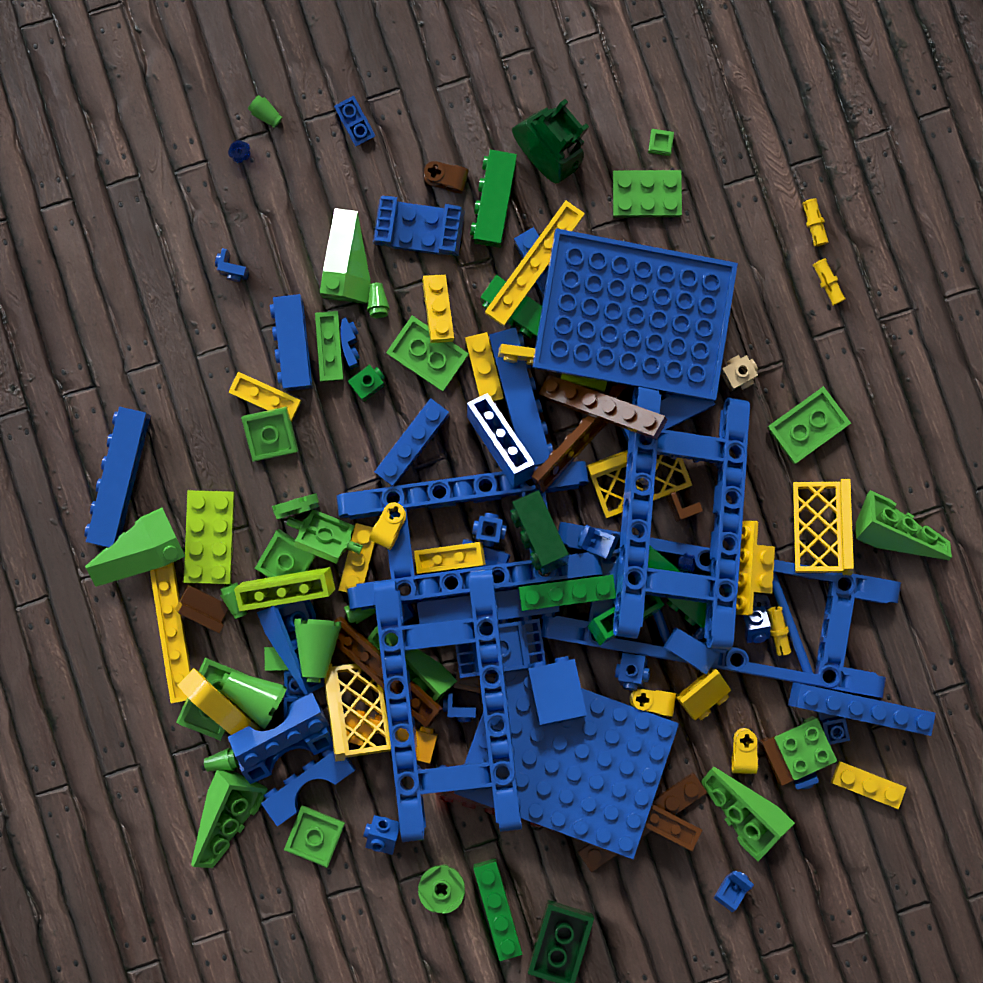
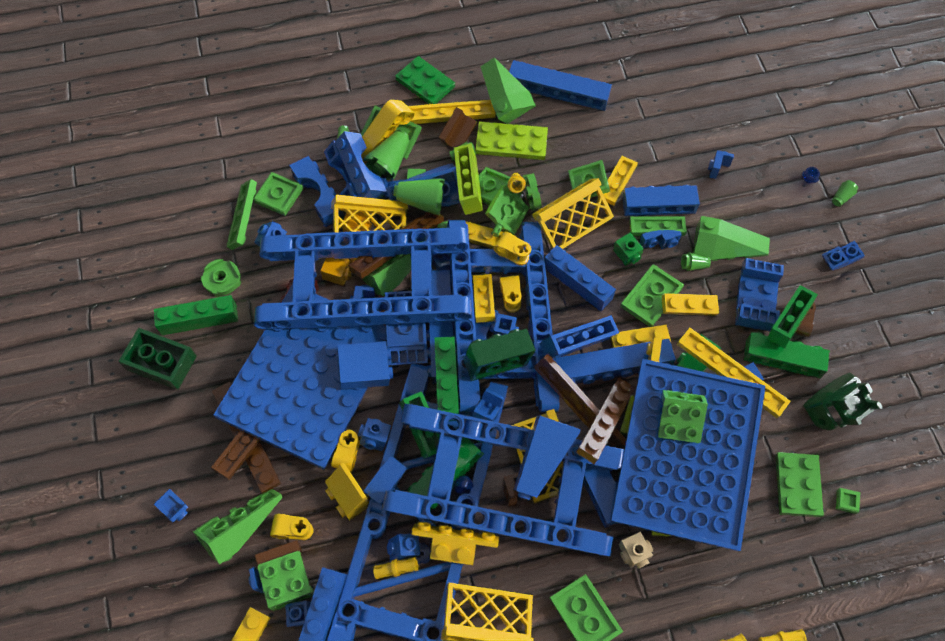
camera: 90 degrees right, 20 degrees down
(118, 661) = (425, 81): none -> green plate
(226, 809) = (302, 136): bright green wedge -> none
(291, 526) = (516, 187): none -> yellow cone
(312, 460) = (570, 199): none -> yellow fence
(349, 878) = (241, 215): none -> bright green plate
(432, 525) = (511, 292): none -> yellow piece
(458, 190) = (792, 316): none -> green brick
(599, 322) = (682, 416): none -> bright green bracket
(659, 475) = (543, 454): none -> blue slope

